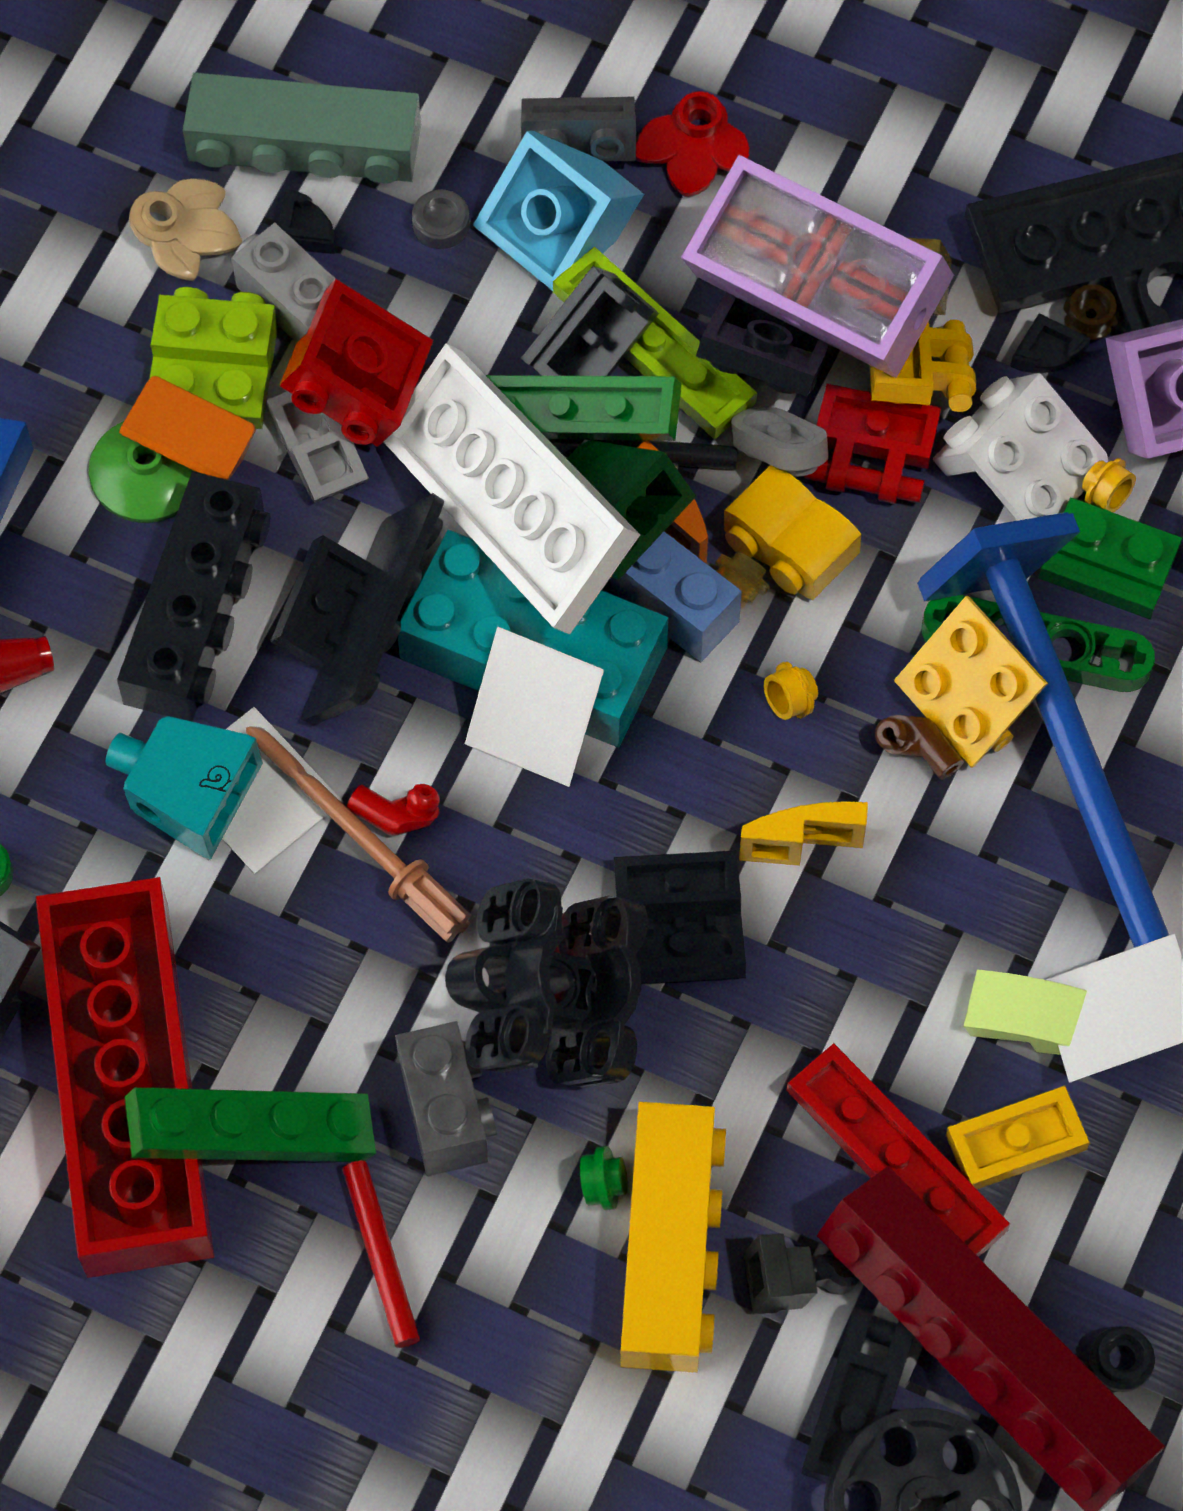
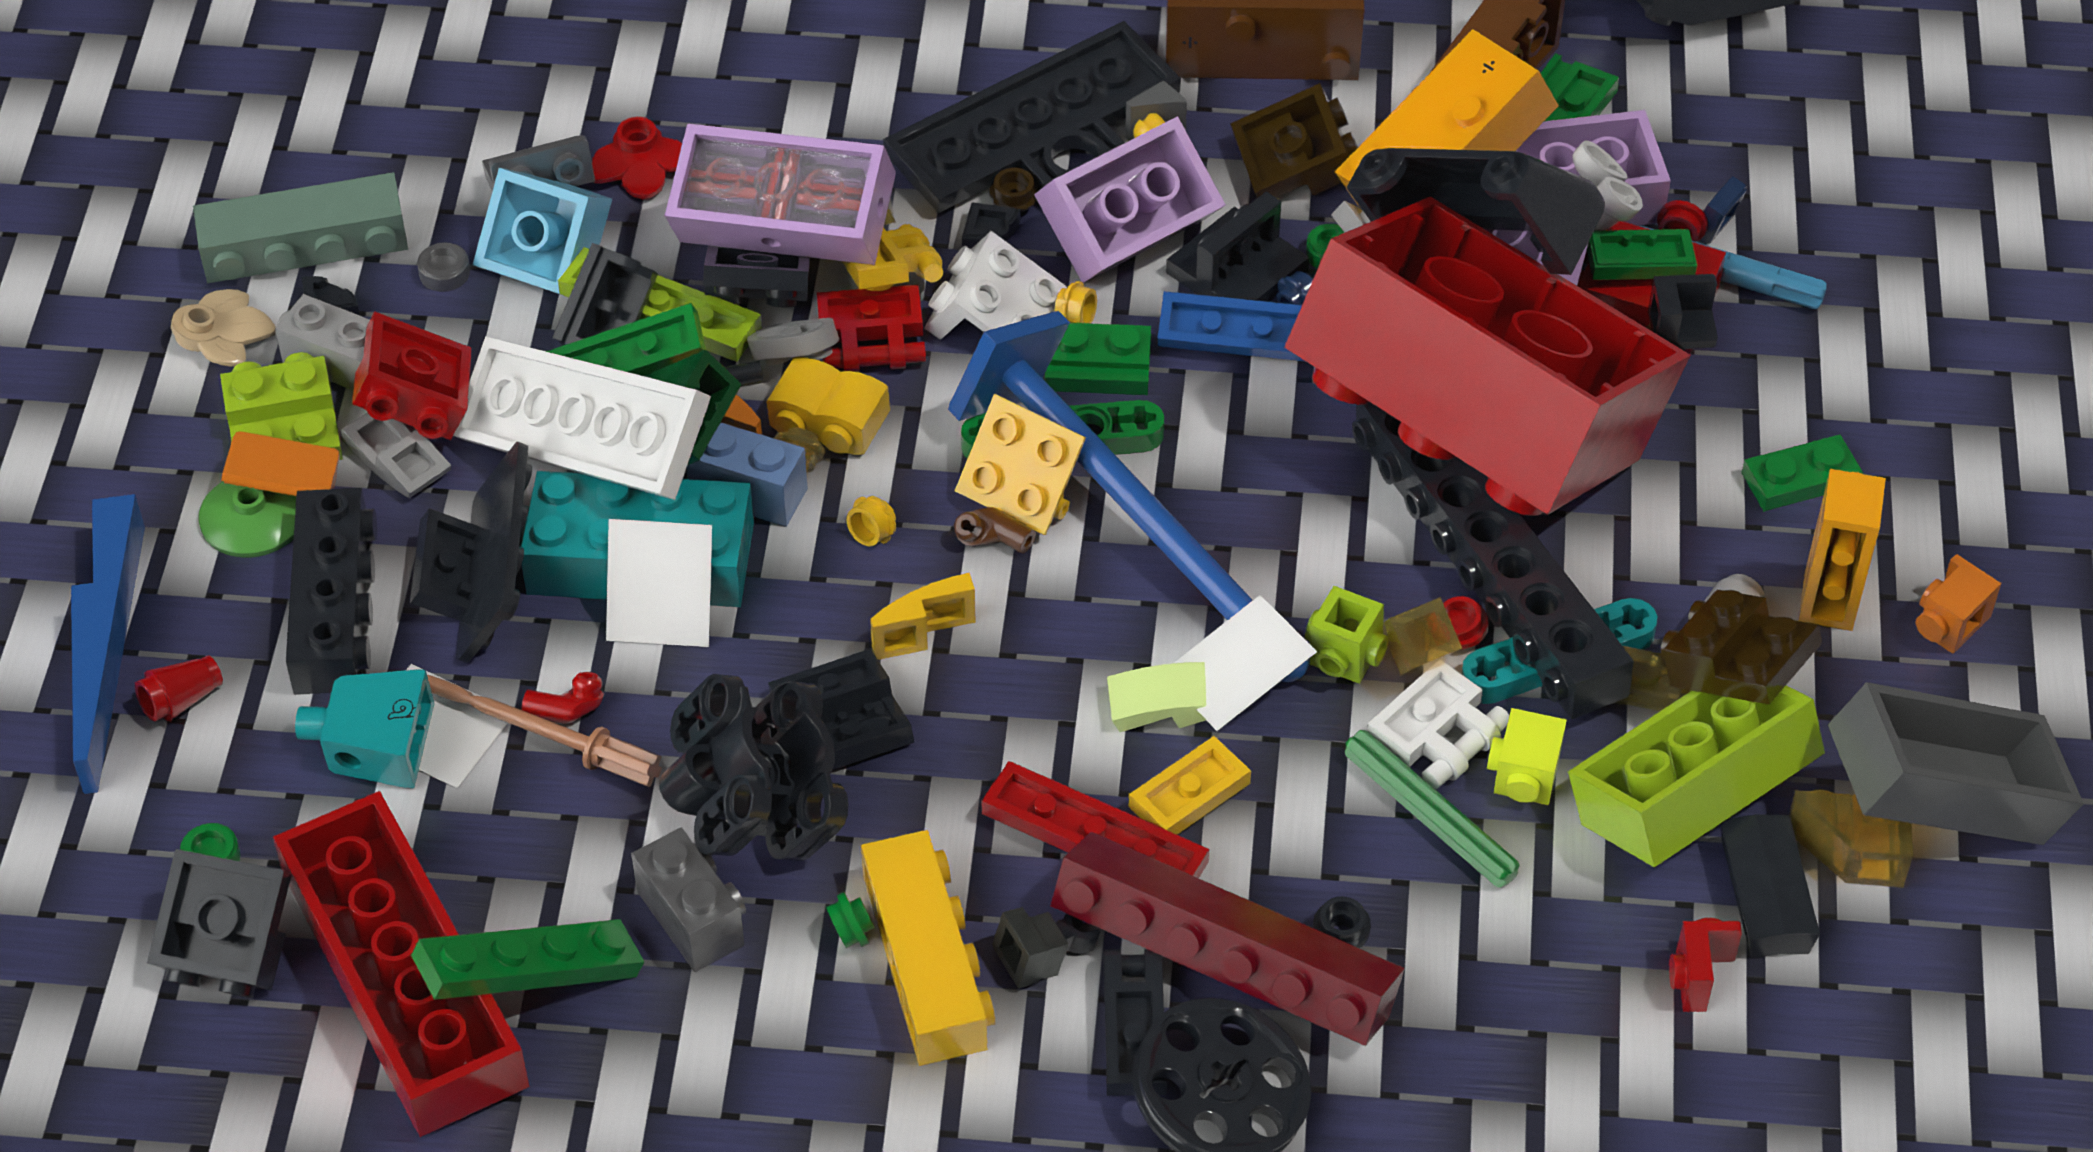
camera: 20 degrees left, 15 degrees down
(381, 1254) = (677, 1040): red bar -> none

